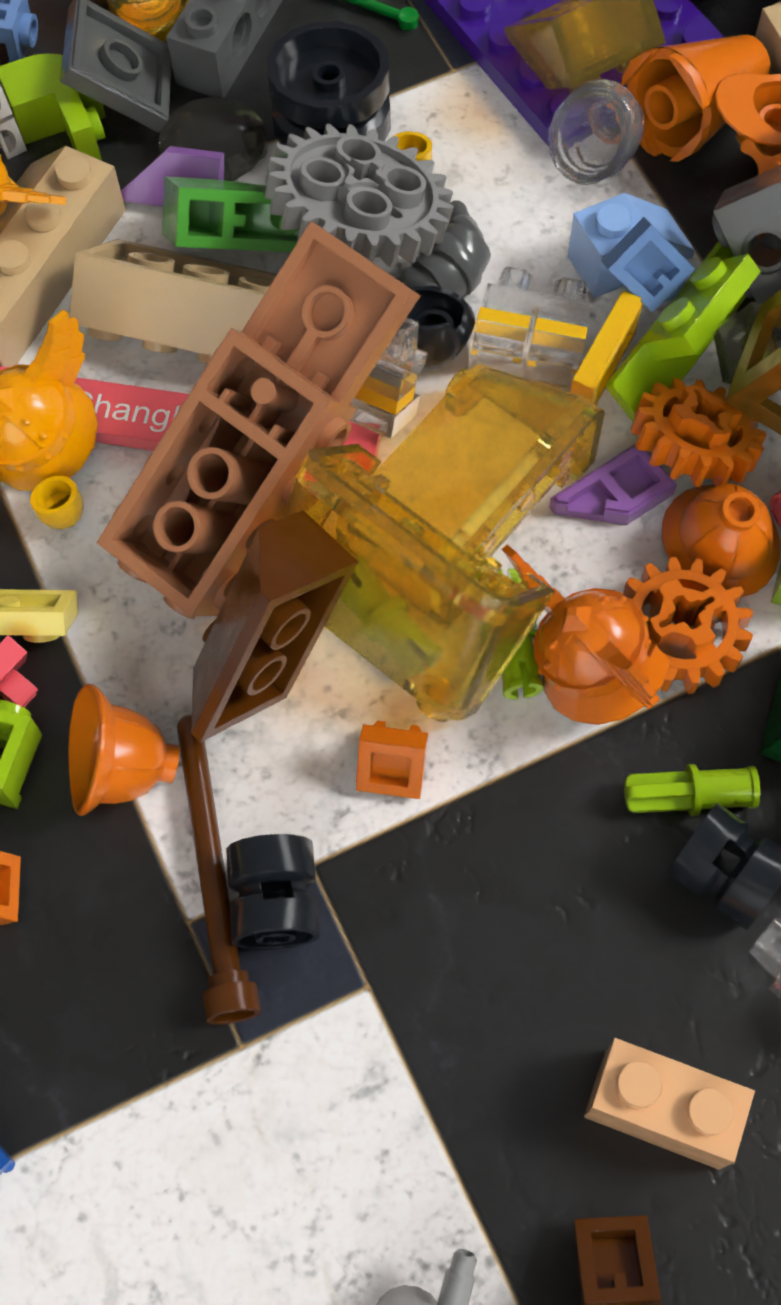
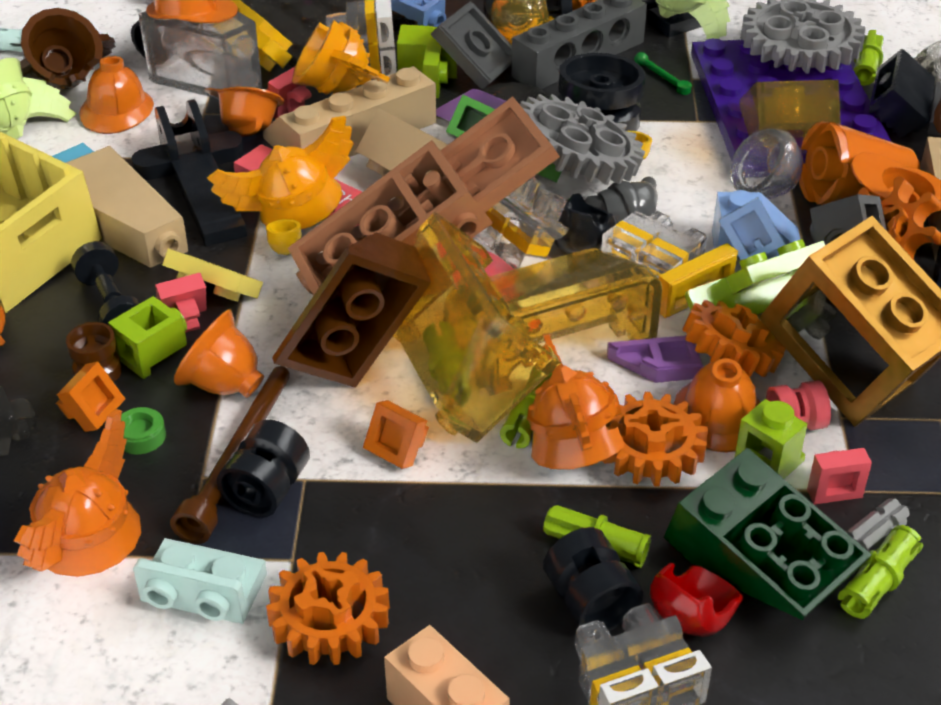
camera: 25 degrees right, 25 degrees down
(70, 895) = (143, 430): none -> bright green tile
(98, 1070) = (83, 513): none -> orange helmet
(289, 1077) = (200, 580): none -> light aqua bracket
(493, 1065) = (323, 608): none -> orange gear

